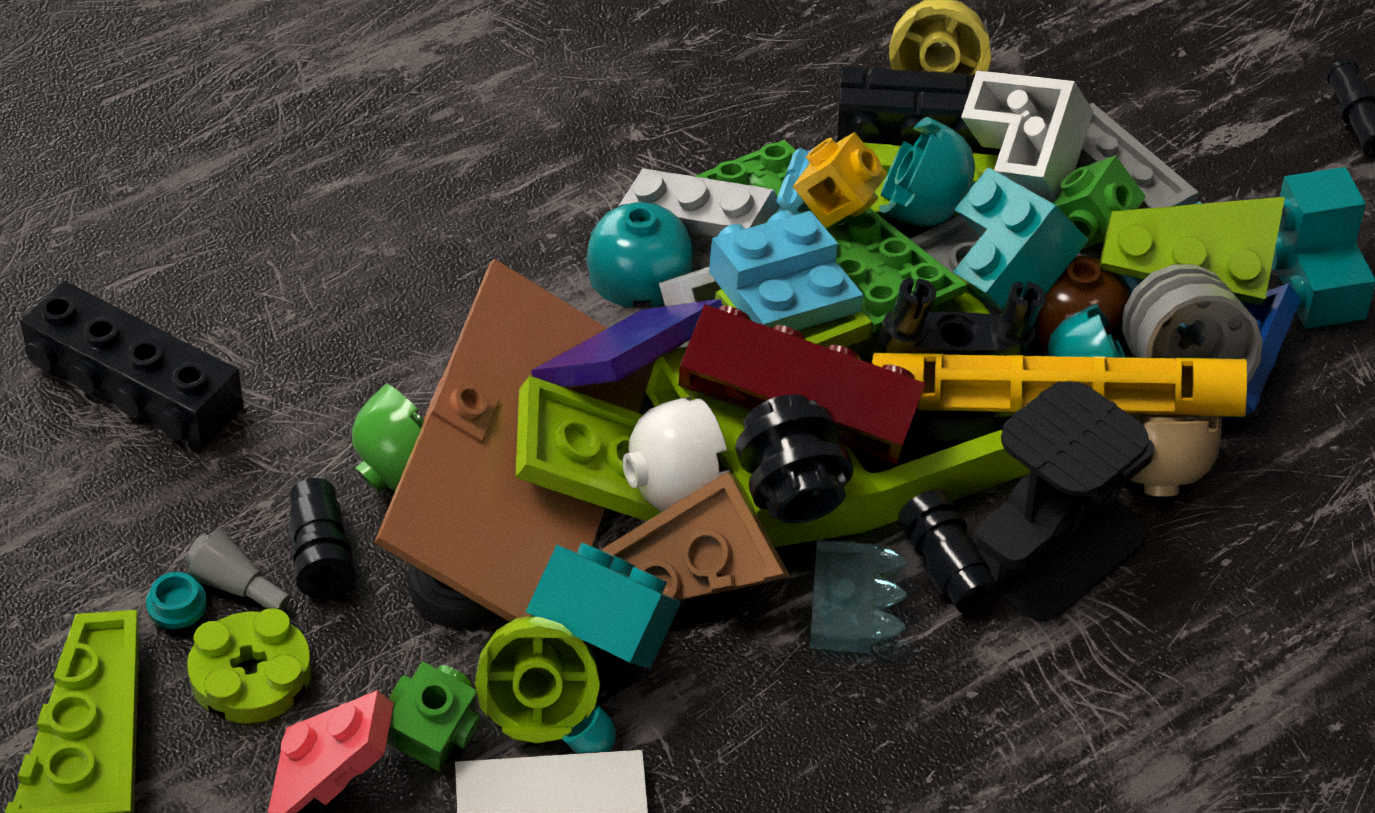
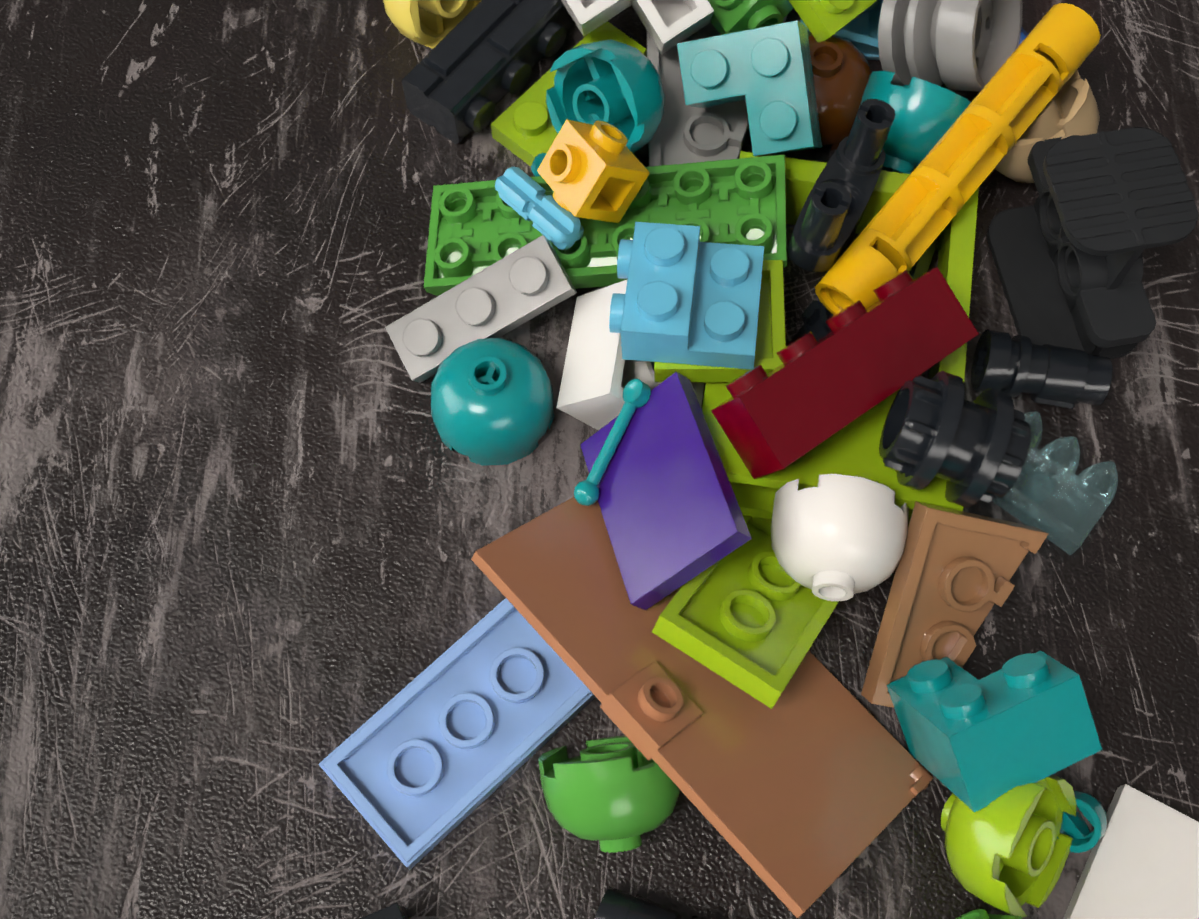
camera: 55 degrees left, 20 degrees up
(349, 356) = (456, 733): none -> light blue tile
(602, 320) = (635, 396): none -> teal hinge

